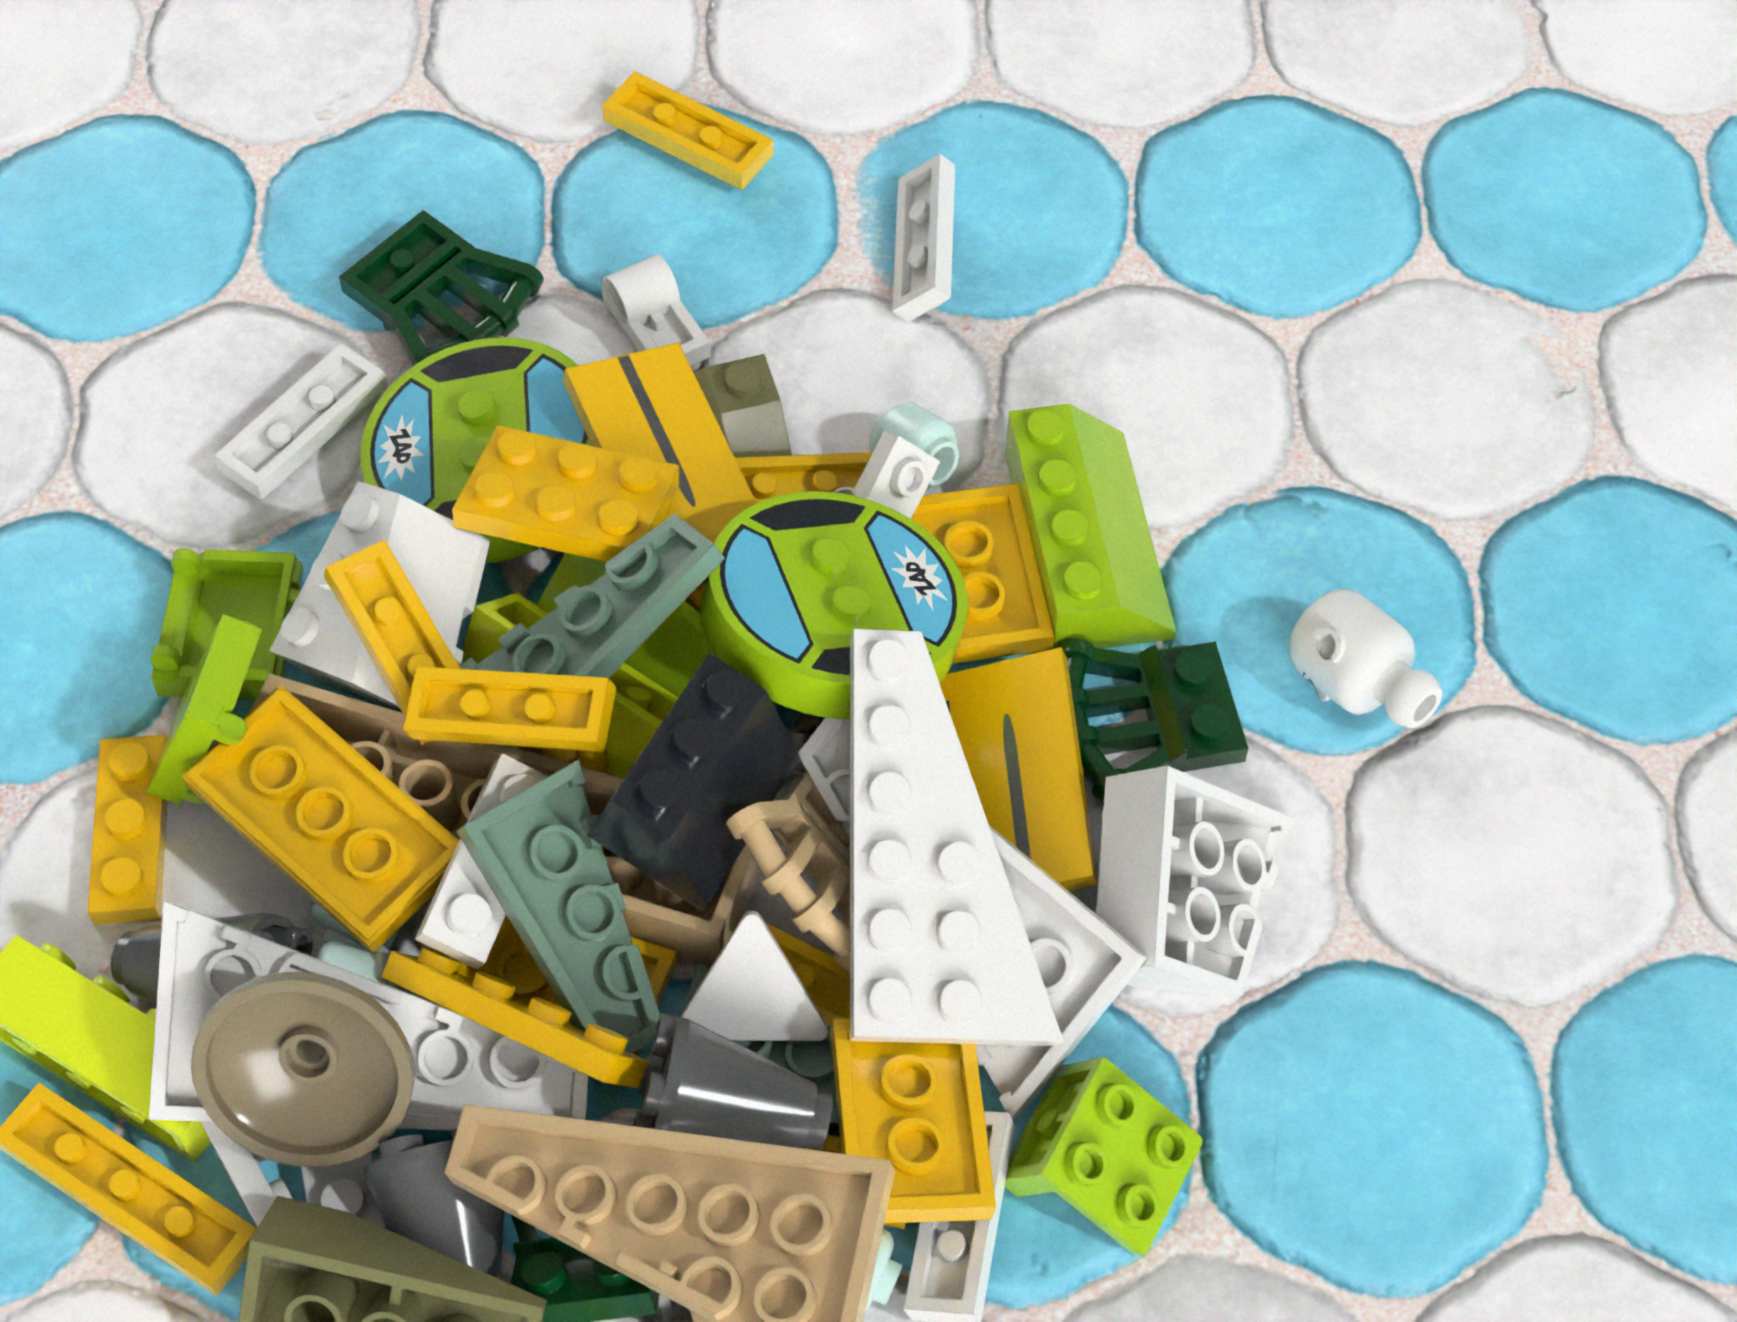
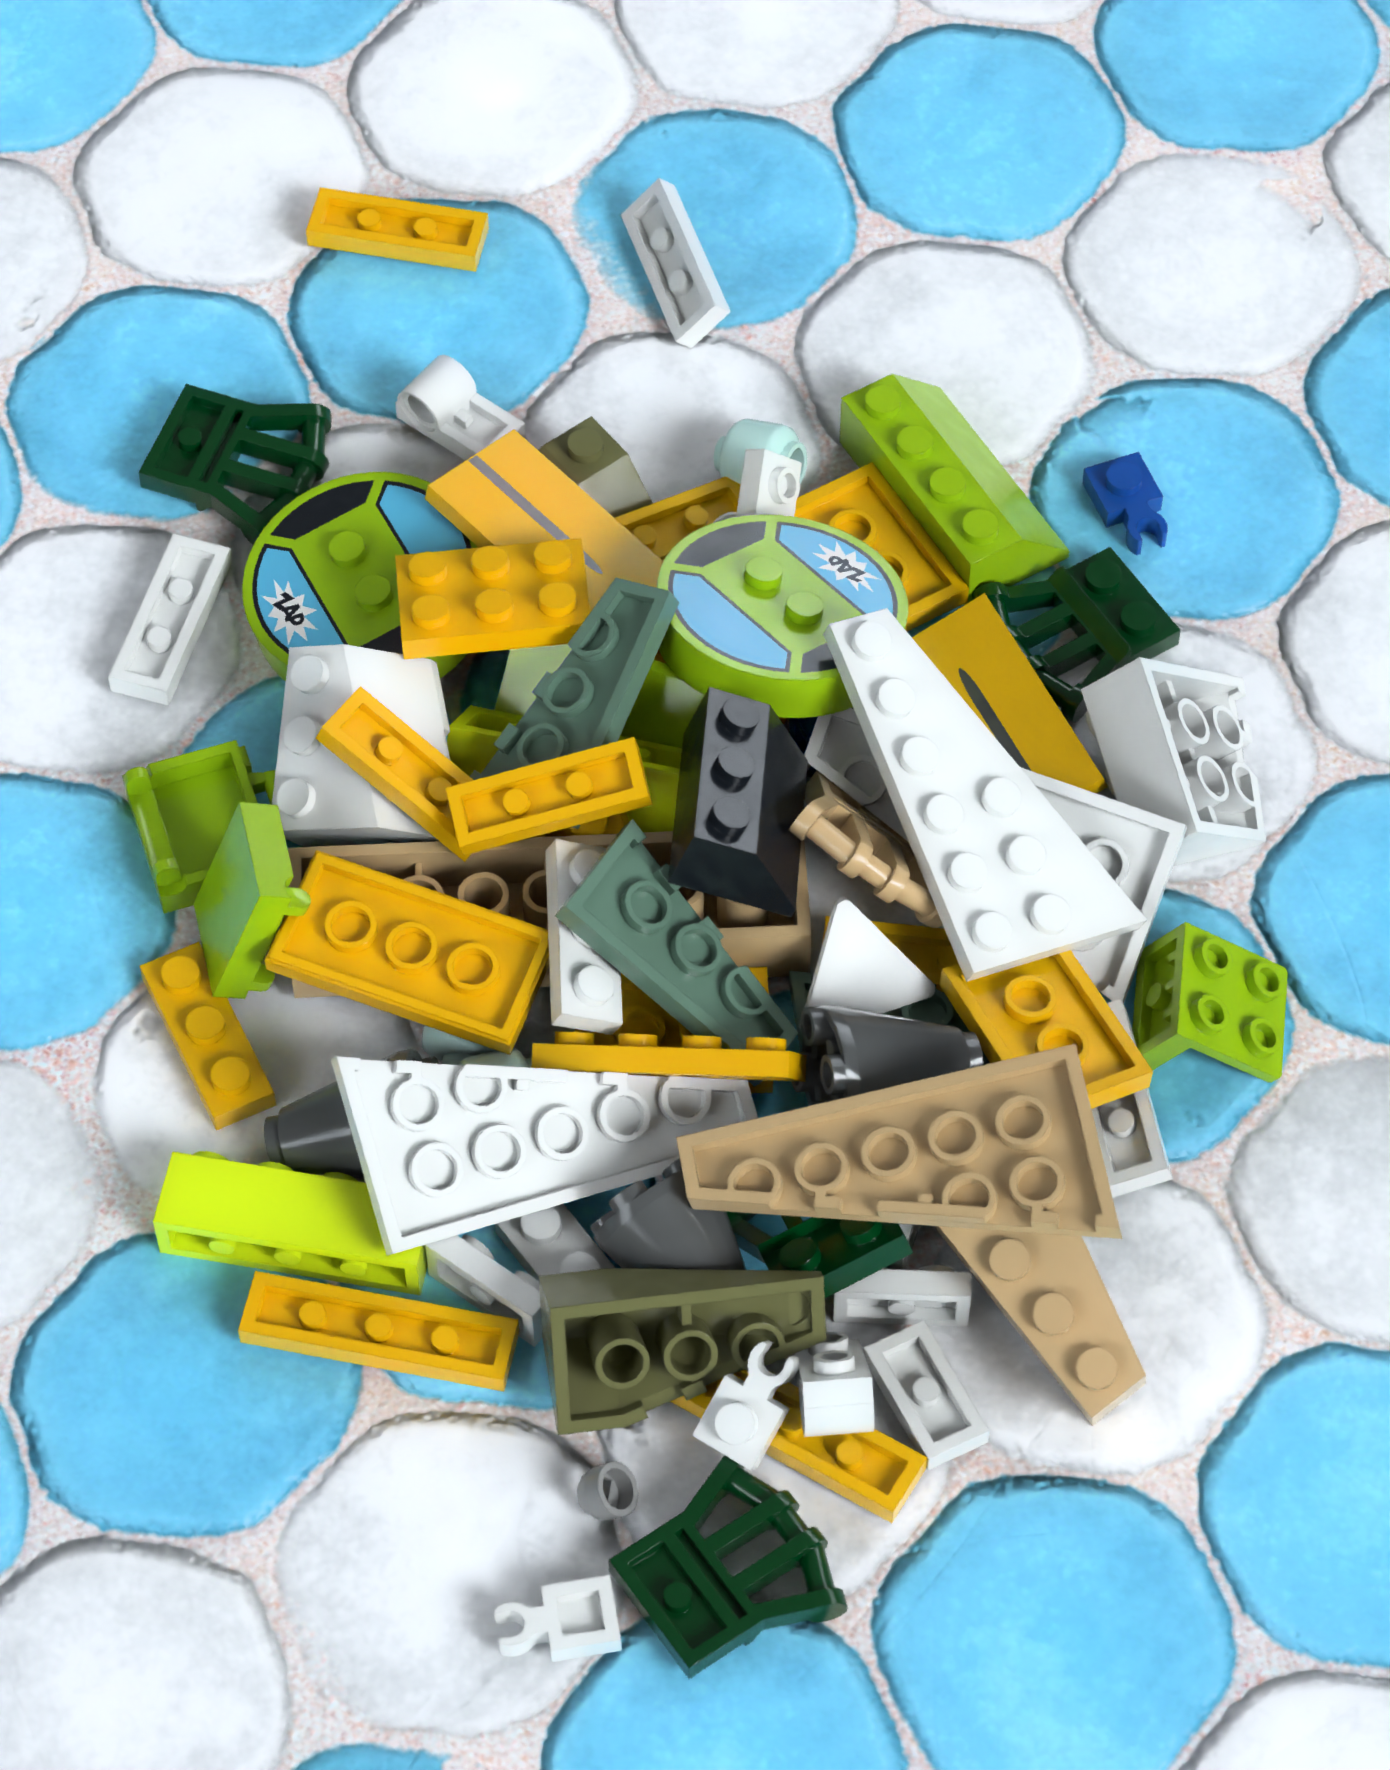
camera: 20 degrees left, 0 degrees up
(296, 1098) = (545, 1182): dark tan dish -> none
(1259, 596) = (1127, 495): none -> blue plate
(1362, 659) = (1247, 519): white piece -> none

